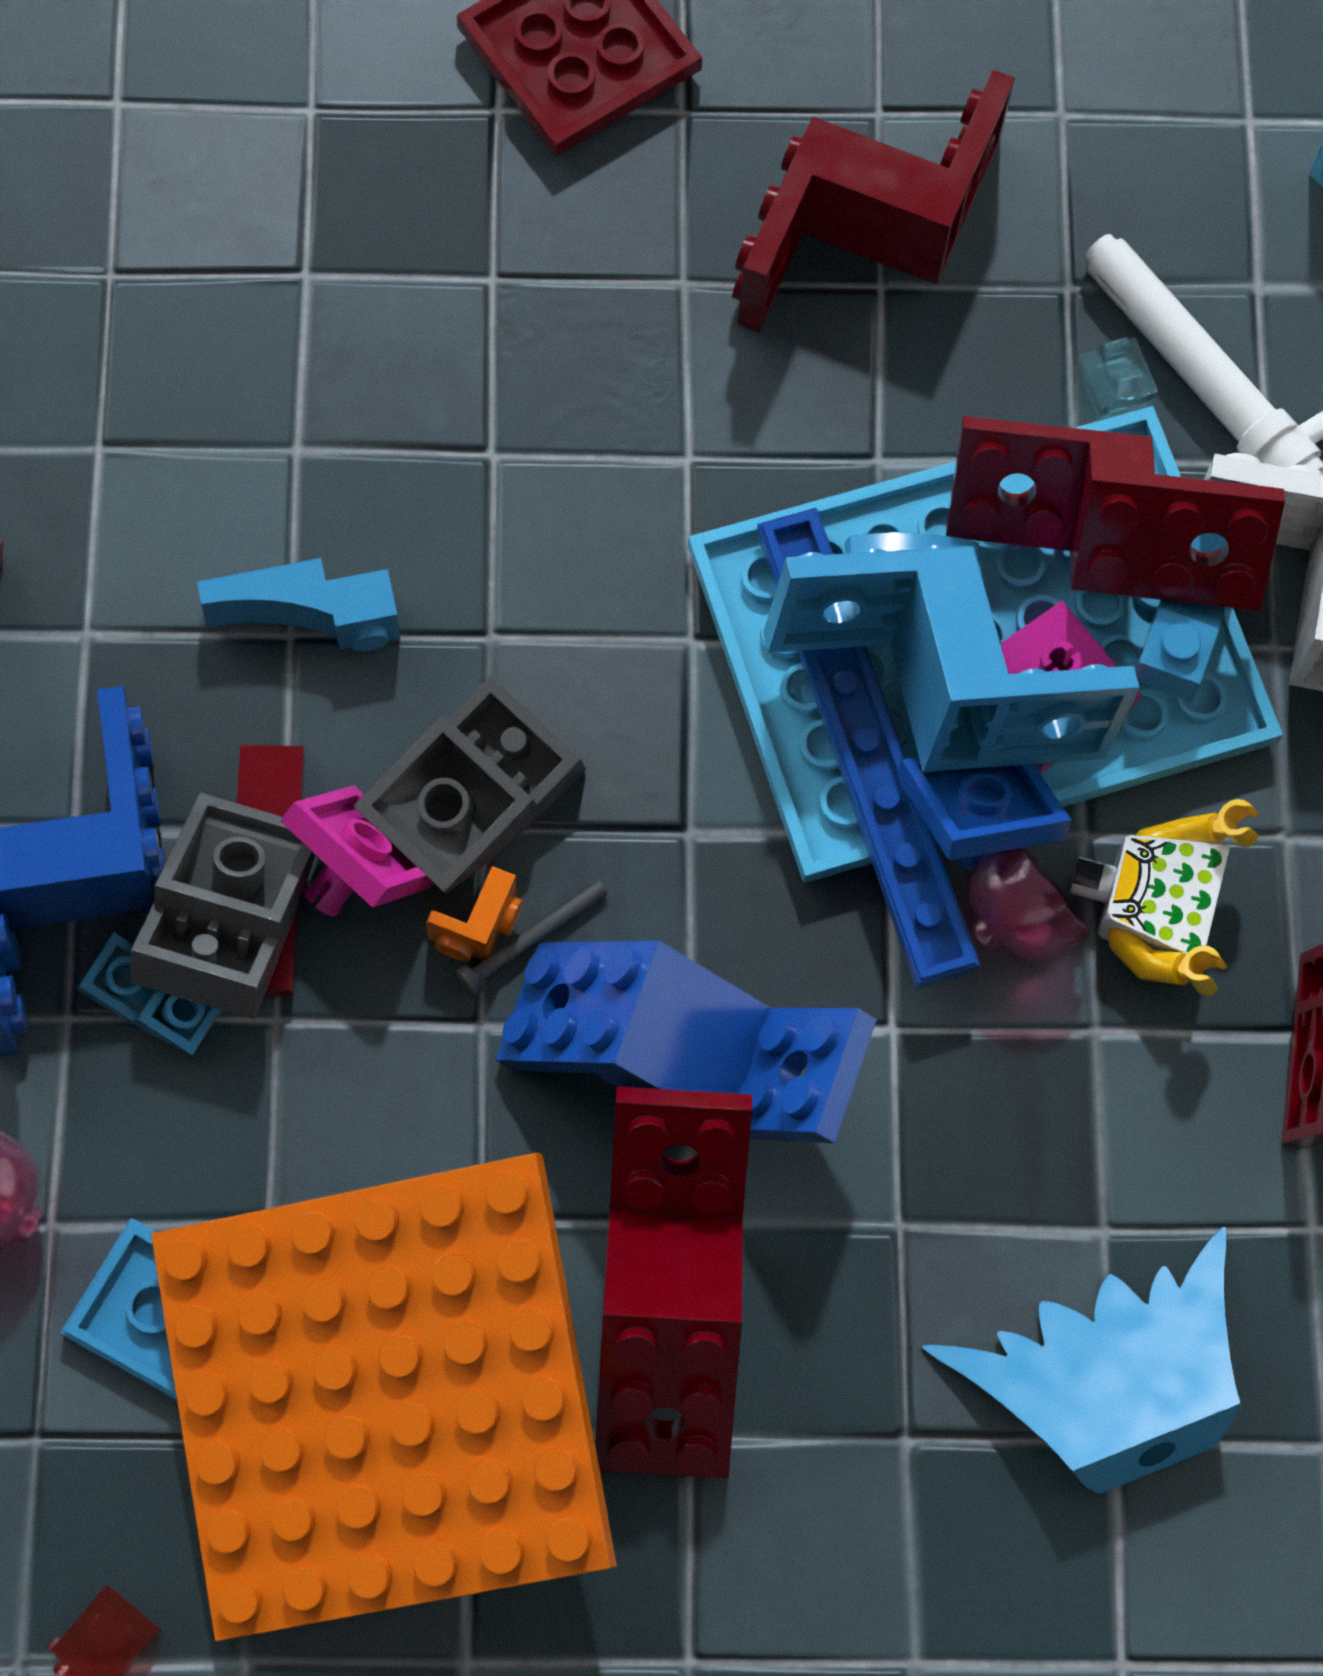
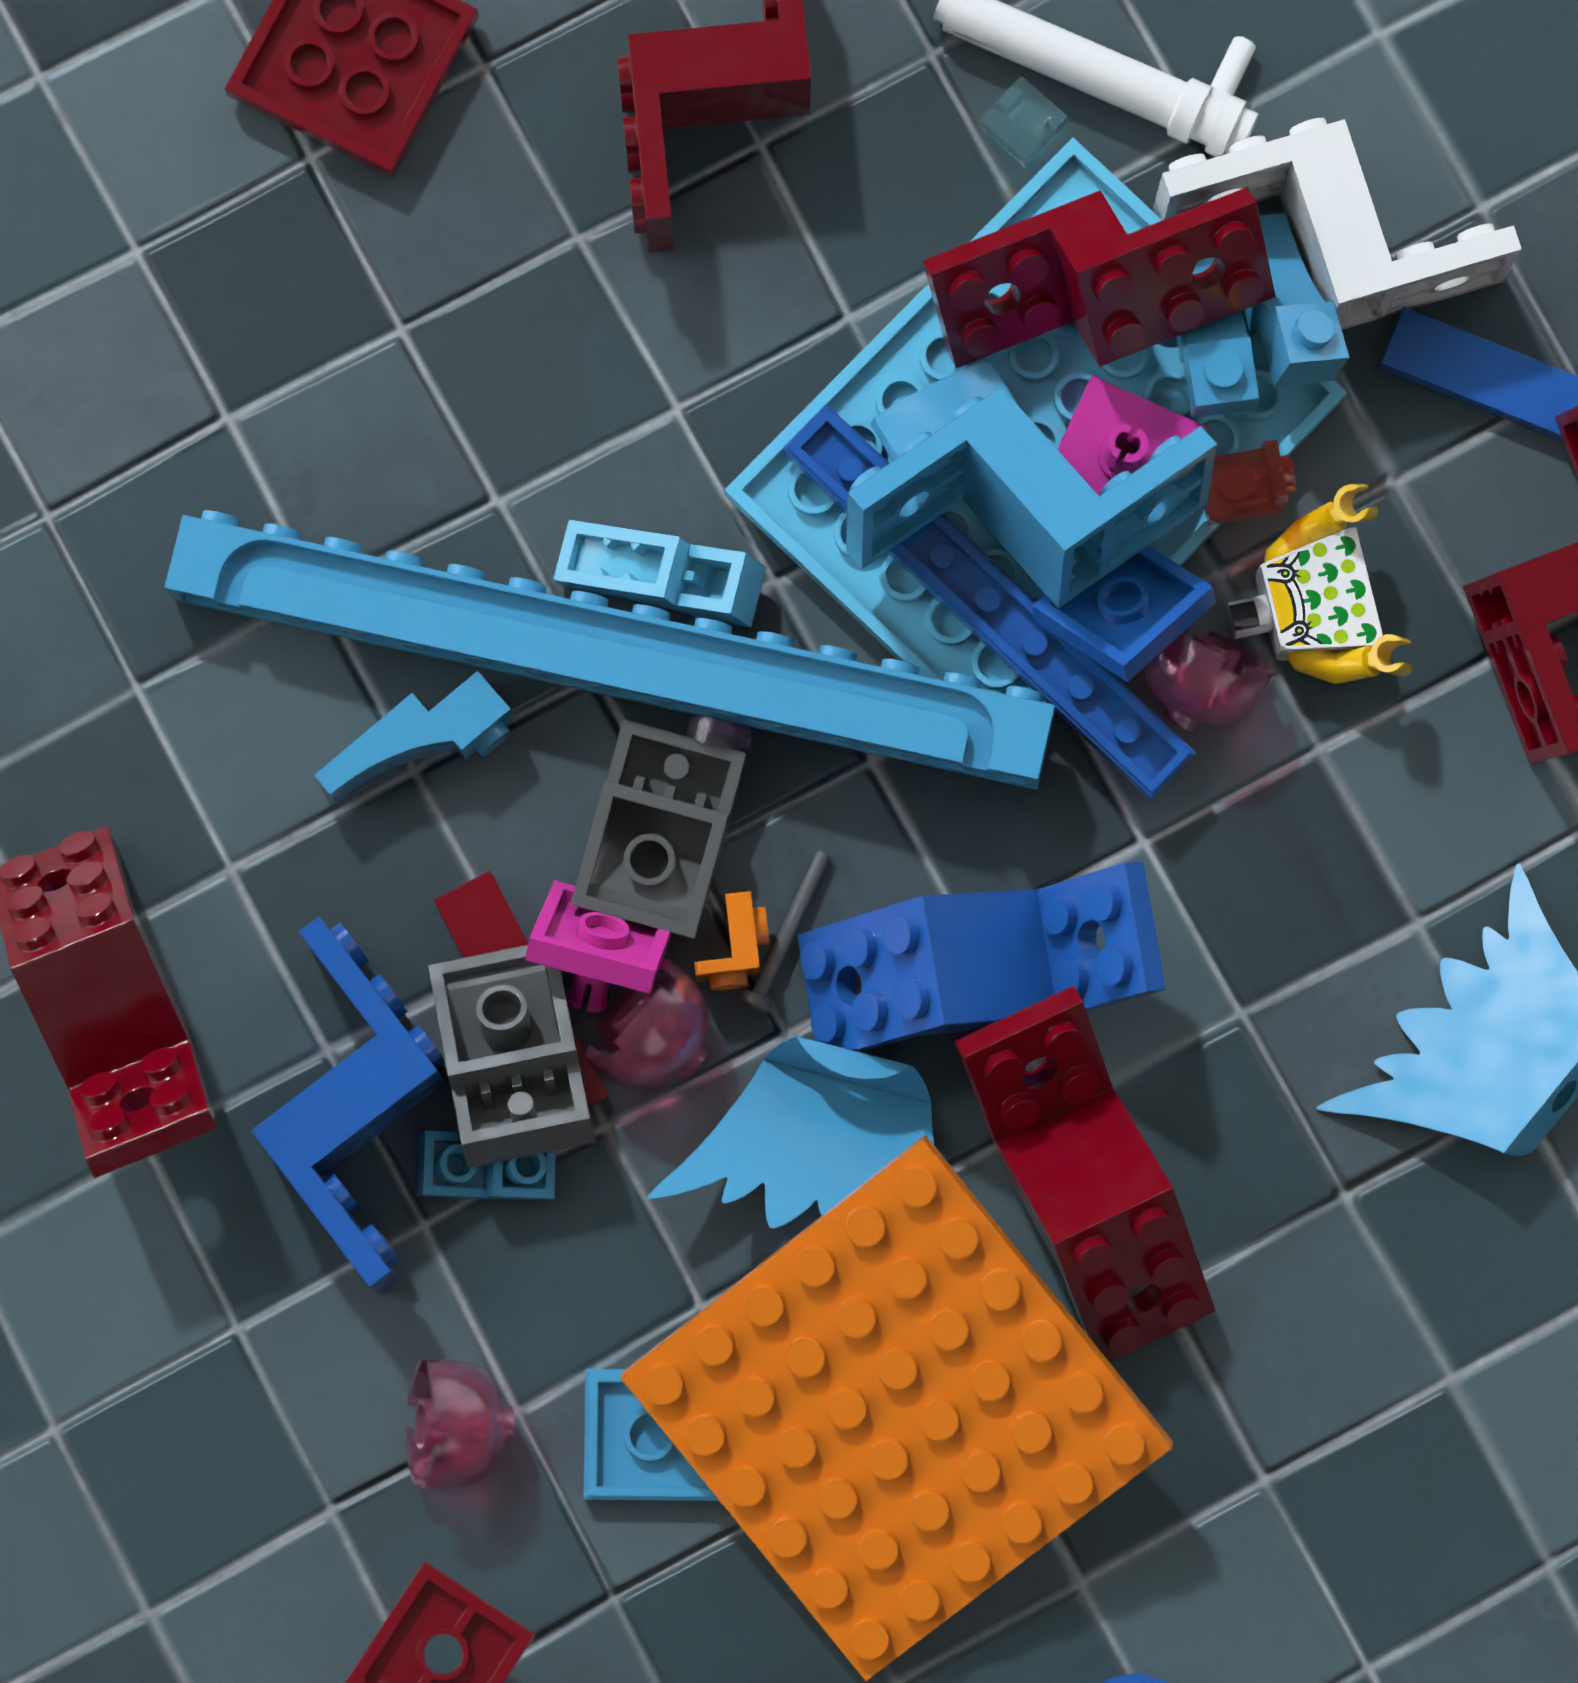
camera: 25 degrees left, 10 degrees up
(363, 955) = (653, 1033): none -> clear pink cylinder
(449, 1108) = (809, 1129): none -> dark azure piece
(522, 621) = (611, 650): none -> dark azure brick
(569, 733) = (719, 733): none -> clear purple tile
(597, 577) = (661, 571): none -> medium azure slope
(1151, 762) = (1250, 484): none -> clear red bracket
(1267, 646) = (1297, 325): none -> dark azure slope

